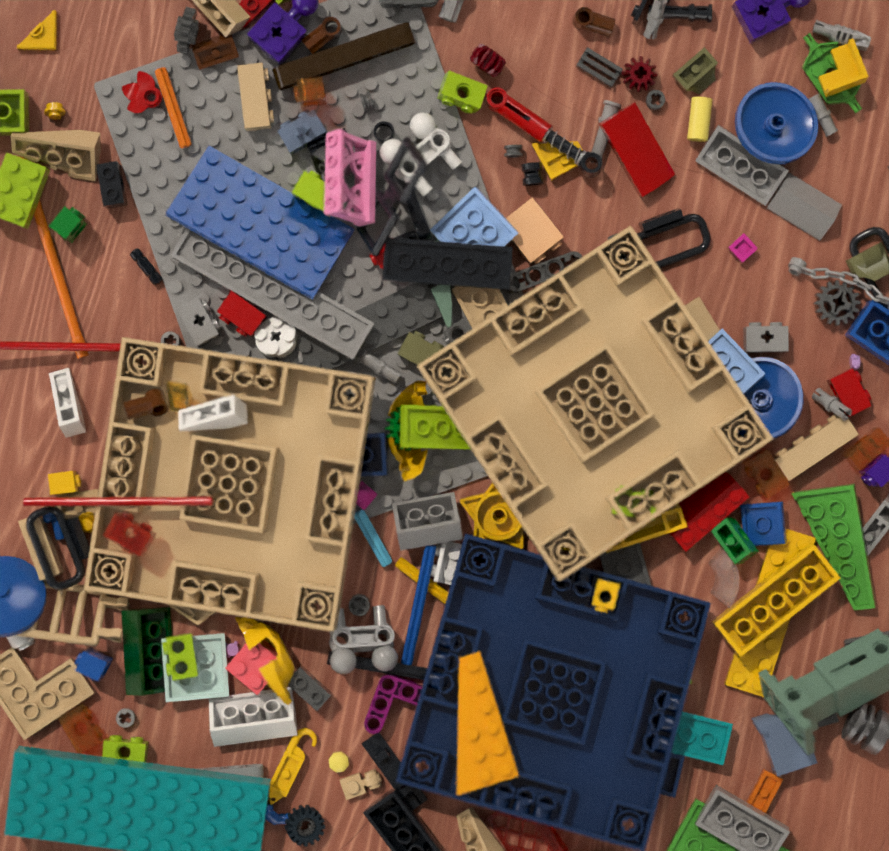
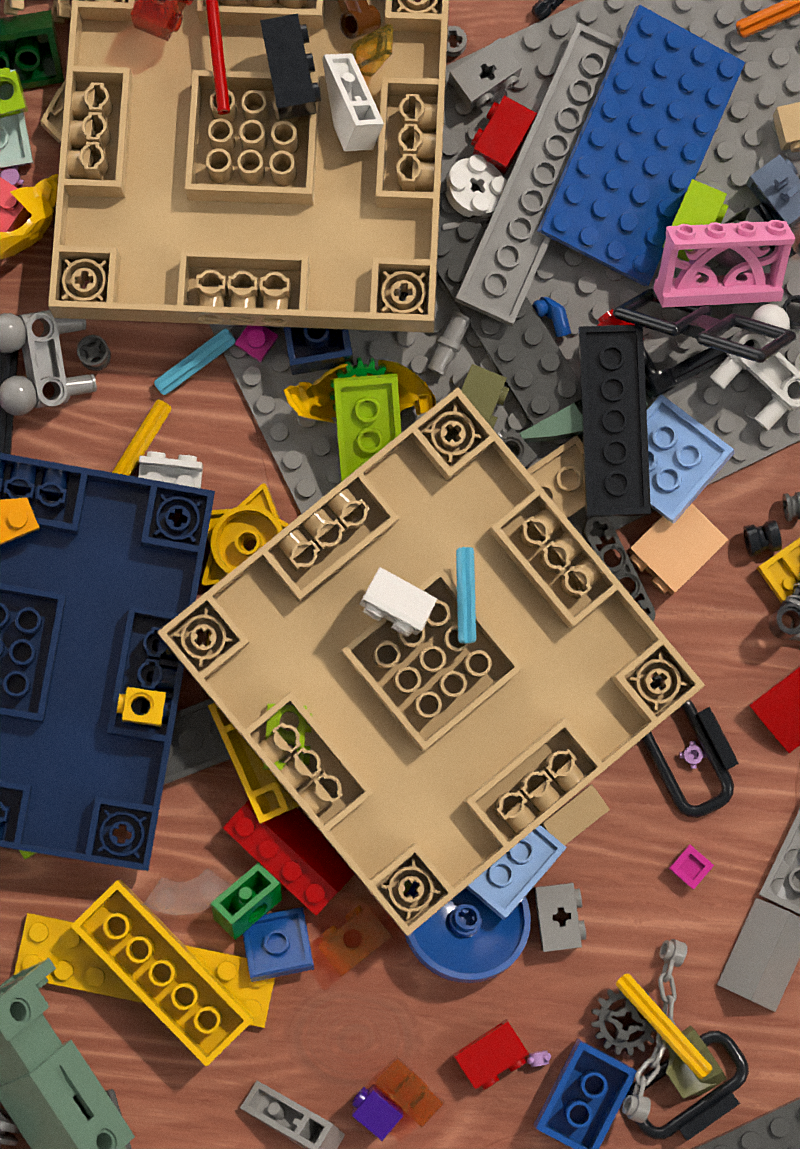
camera: 80 degrees right, 5 degrees down
(186, 453) = (290, 66): none -> black brick
(367, 292) = (554, 311): none -> blue arm
(418, 604) = (103, 439): blue axle -> none
(427, 521) = (227, 435): light grey brick -> none
(556, 375) = (466, 595): none -> medium azure axle
(558, 420) = (397, 602): none -> white slope
(669, 238) = (692, 754): none -> lavender piece
(815, 446) = (403, 1011): tan brick -> none
(831, 404) = (470, 1028): light grey pin -> none
(839, 532) = (275, 1062): bright green wing -> none
(845, 278) = (664, 1026): none -> yellow axle

